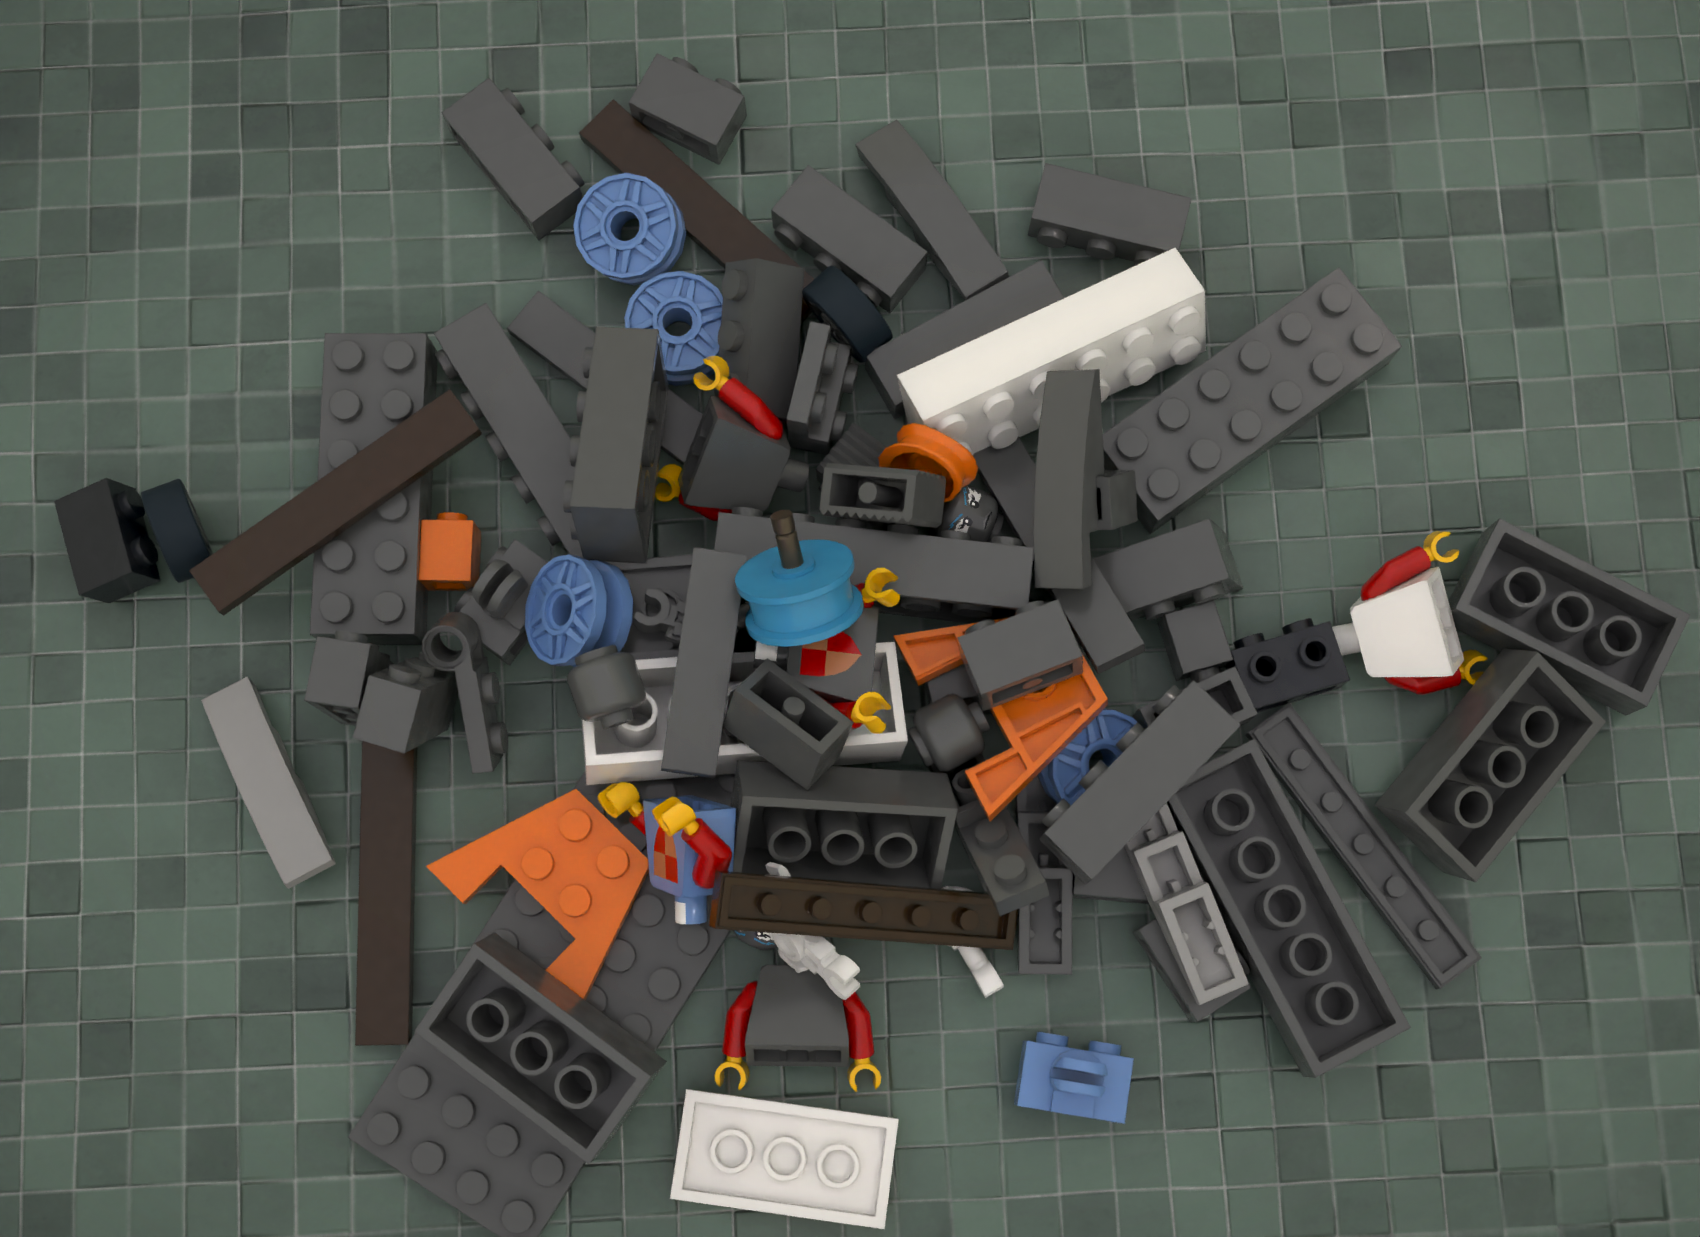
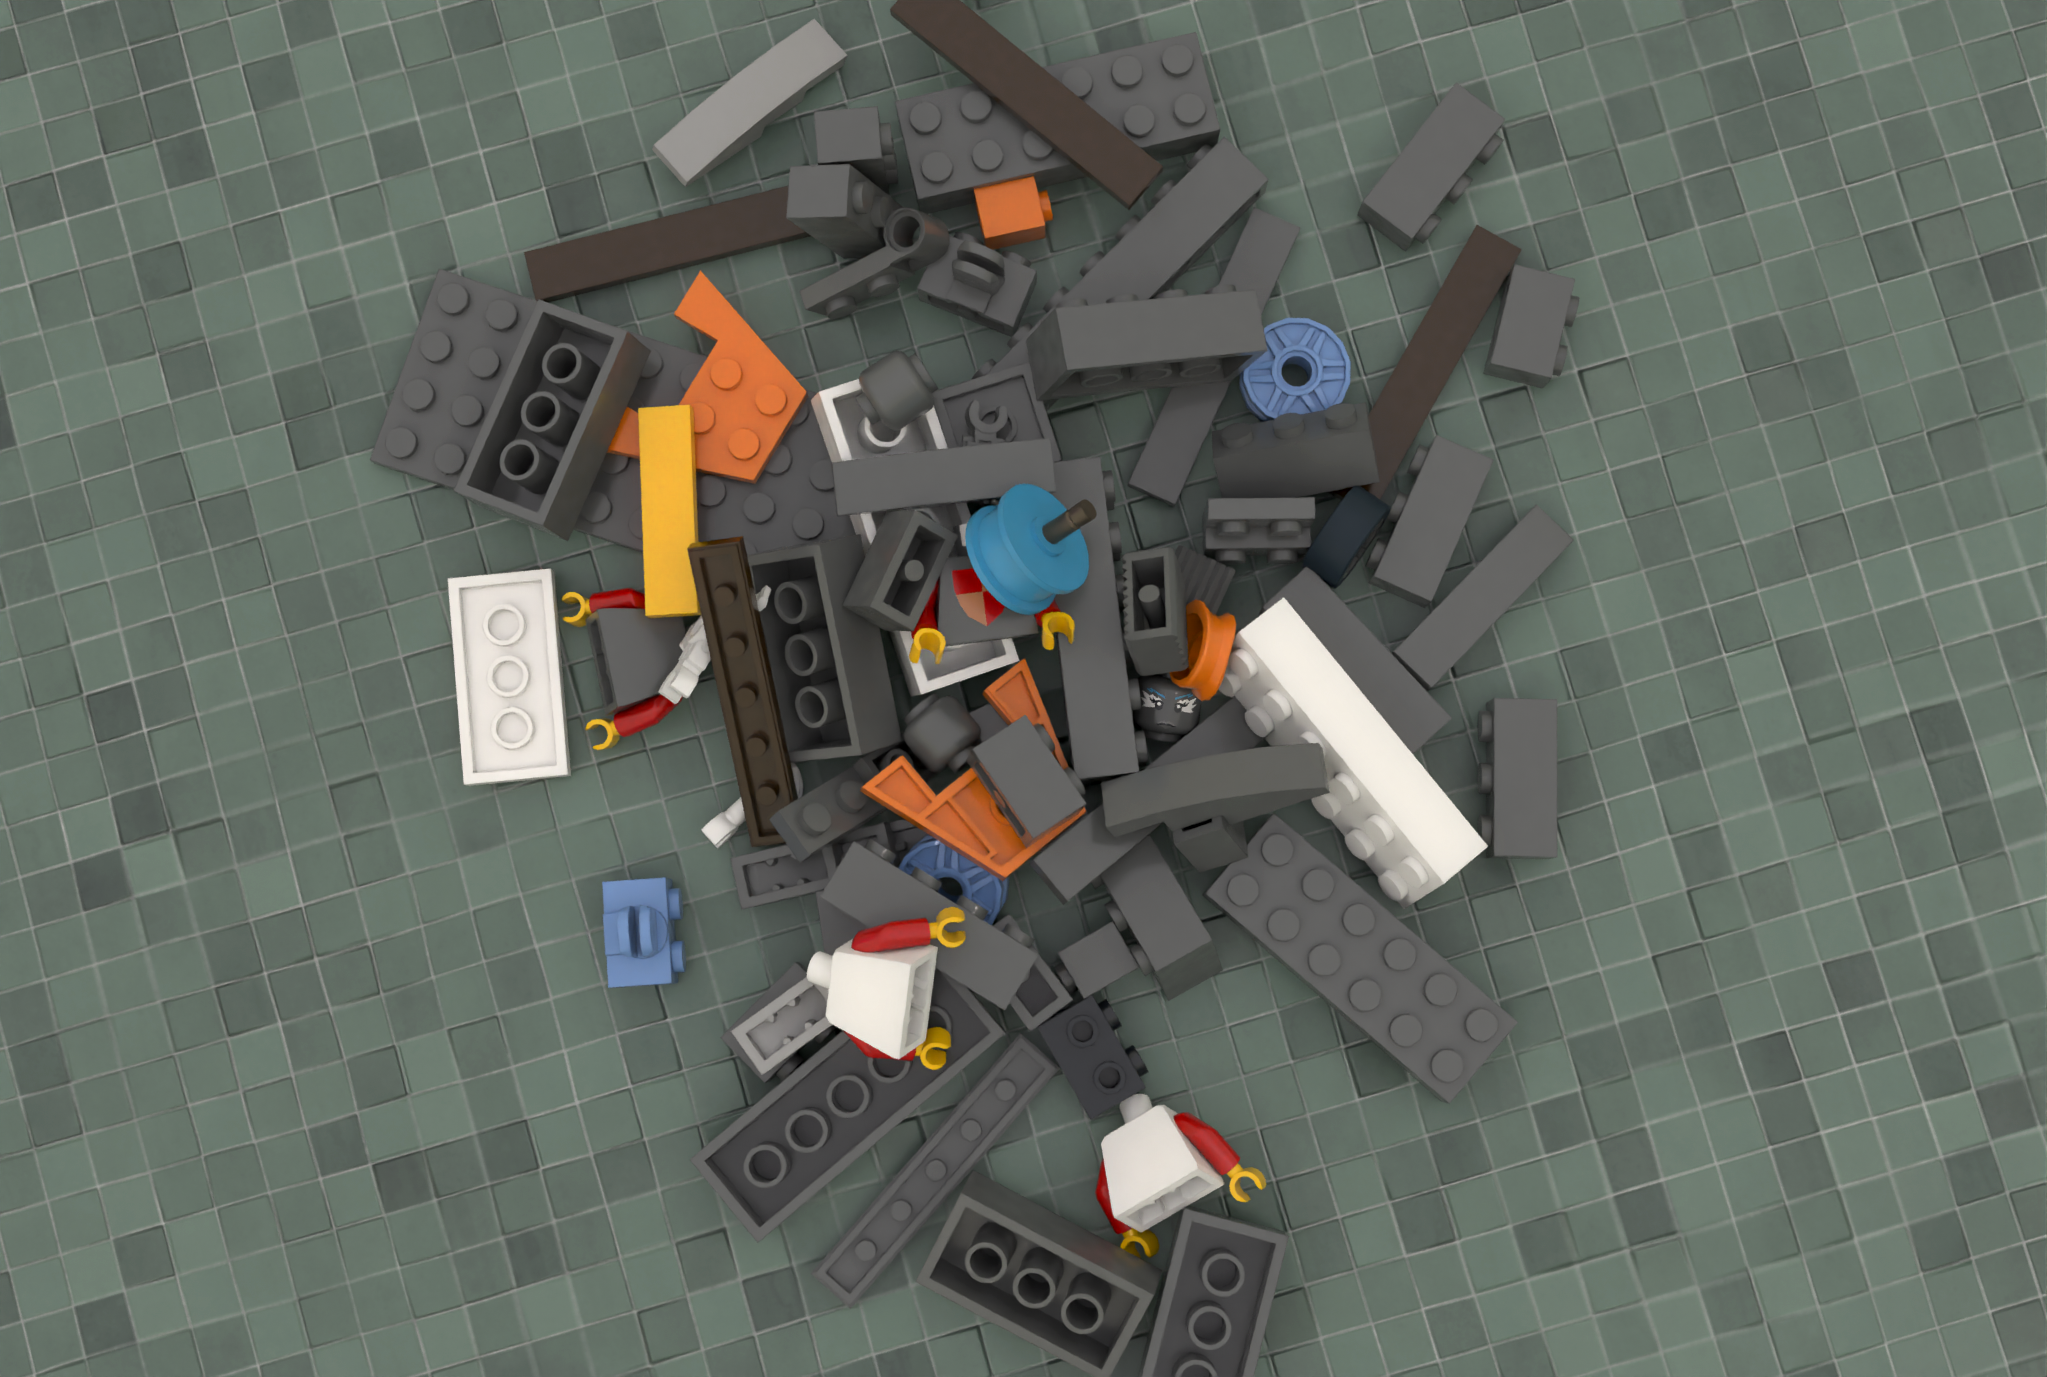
camera: 80 degrees right, 5 degrees up
(577, 609) = (972, 347): medium blue wheel -> none
(605, 212) = (1376, 271): medium blue wheel -> none
(663, 949) = (668, 509): none -> yellow tile
(684, 843) = (775, 506): torso -> none
(735, 452) = (1170, 459): dark grey torso -> none
(1193, 833) = (885, 985): none -> white torso

